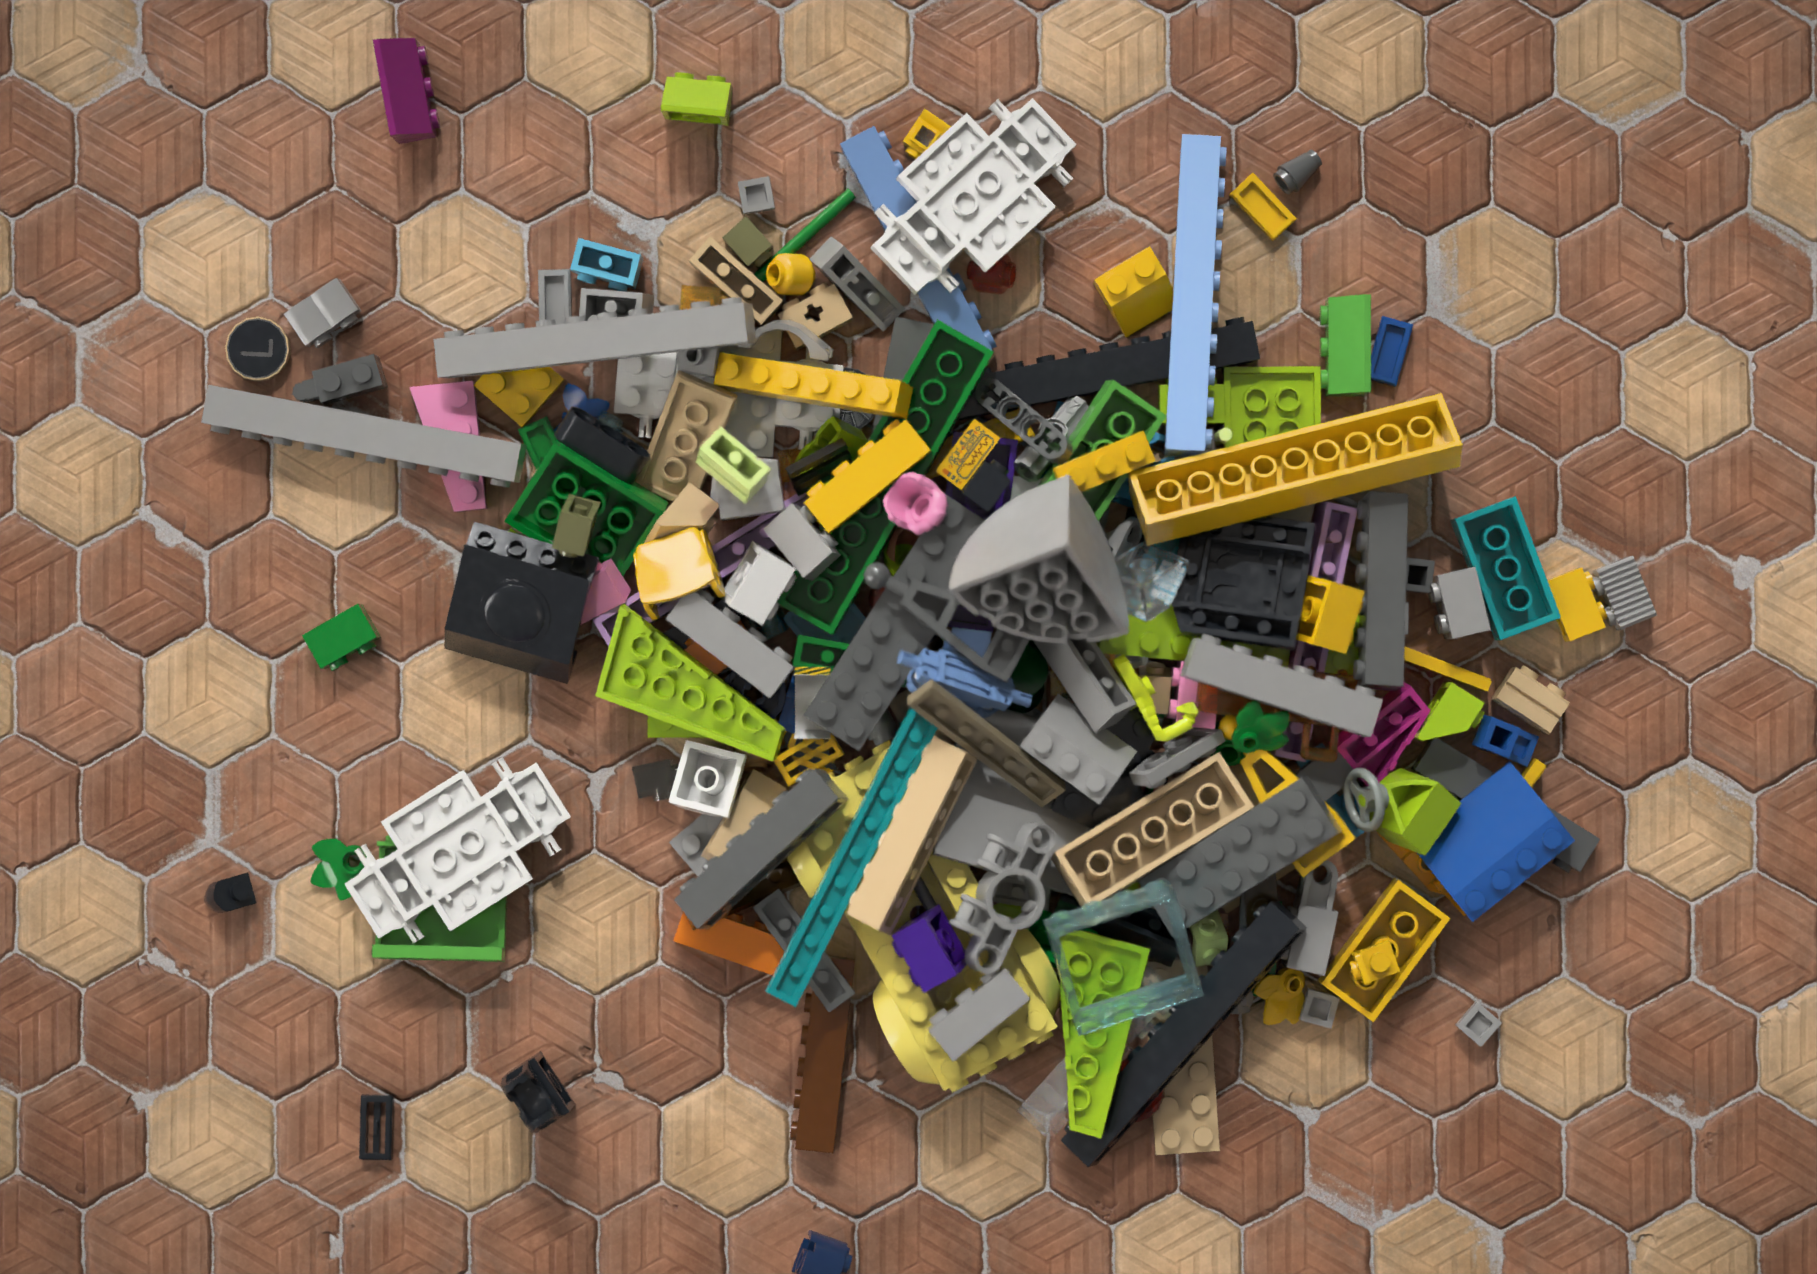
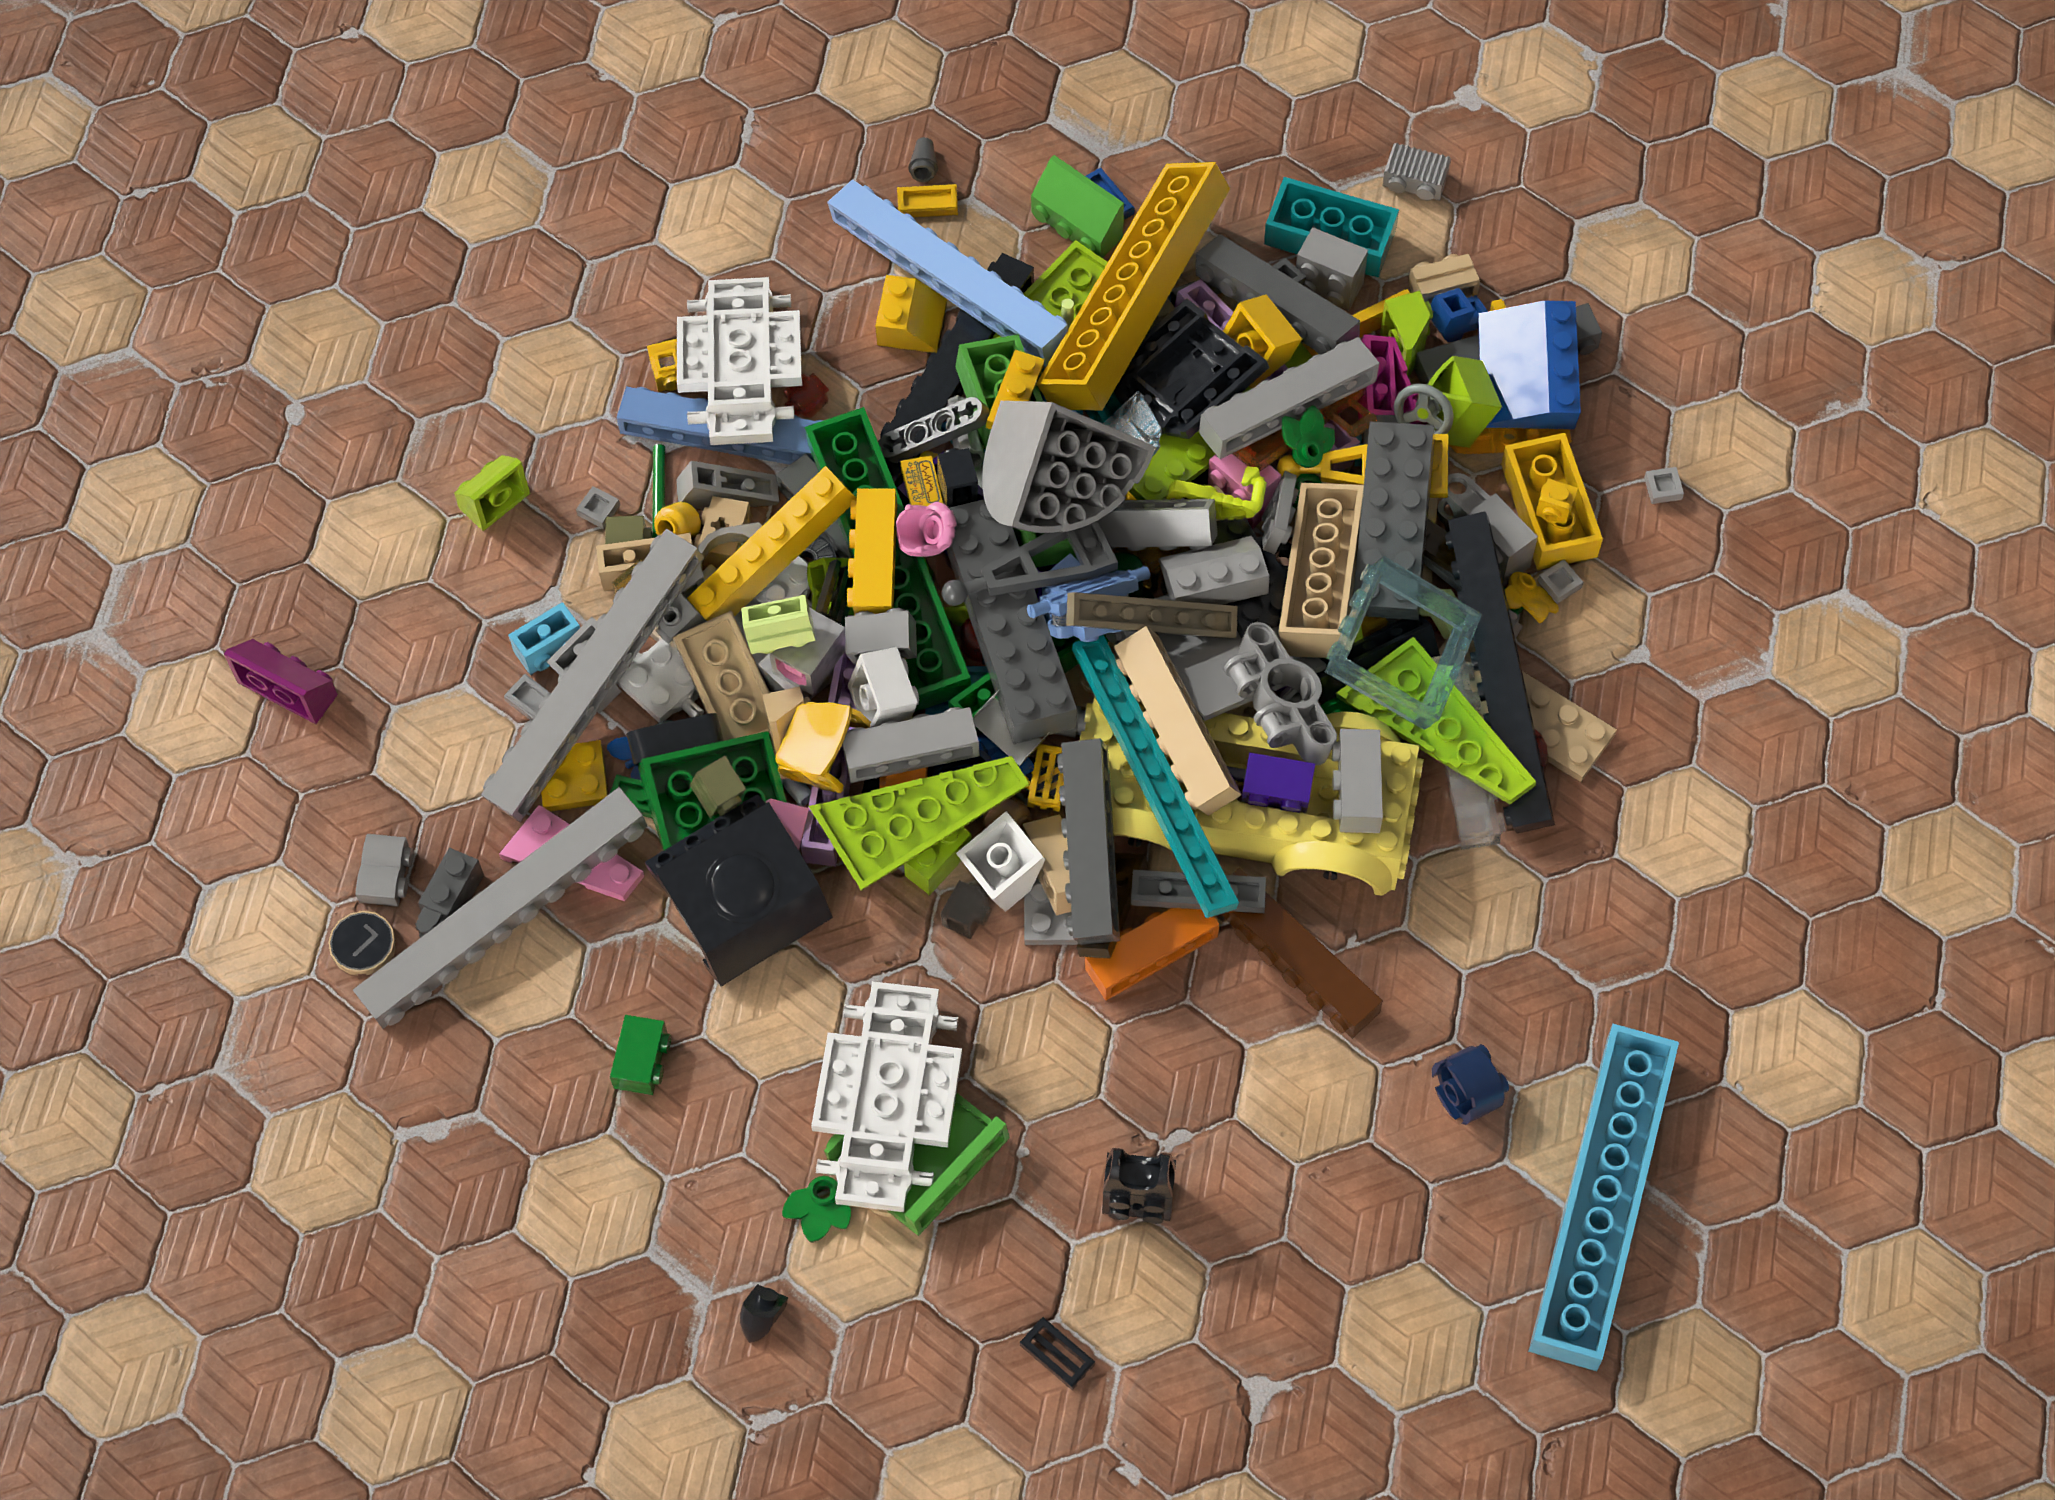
camera: 50 degrees left, 25 degrees down
(1577, 604) = (1411, 202): yellow brick -> none

